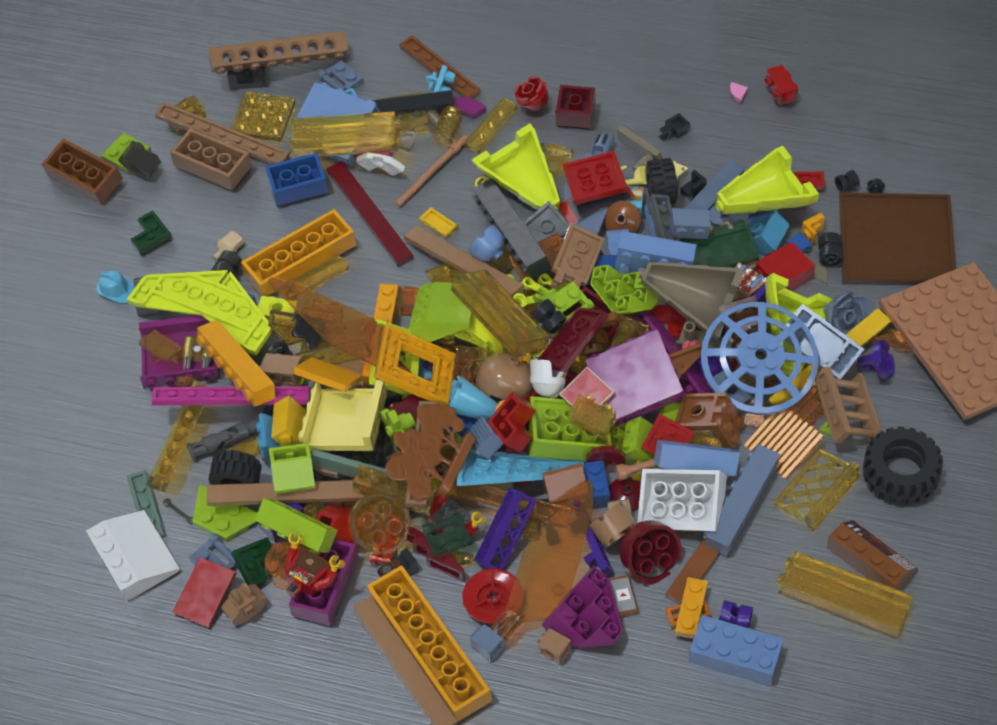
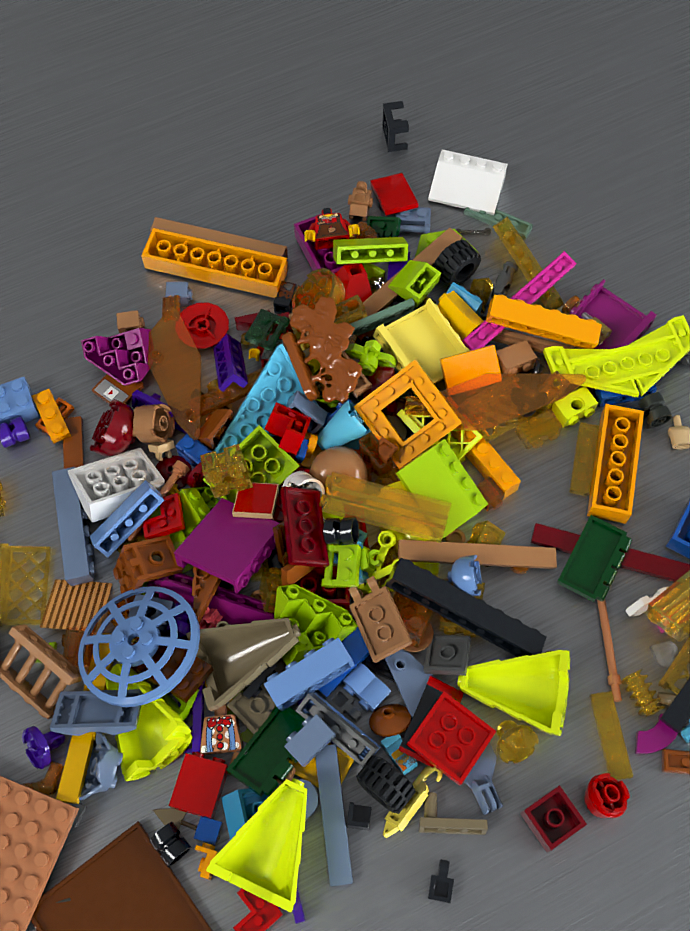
camera: 135 degrees right, 10 degrees up
(134, 658) = (393, 127): none -> black panel
(161, 347) = (618, 310): clear yellow panel -> none
(386, 213) = (592, 558): none -> dark green hinge
(438, 223) = (544, 591): yellow tile -> none
(456, 358) = (386, 450): none -> dark orange tile

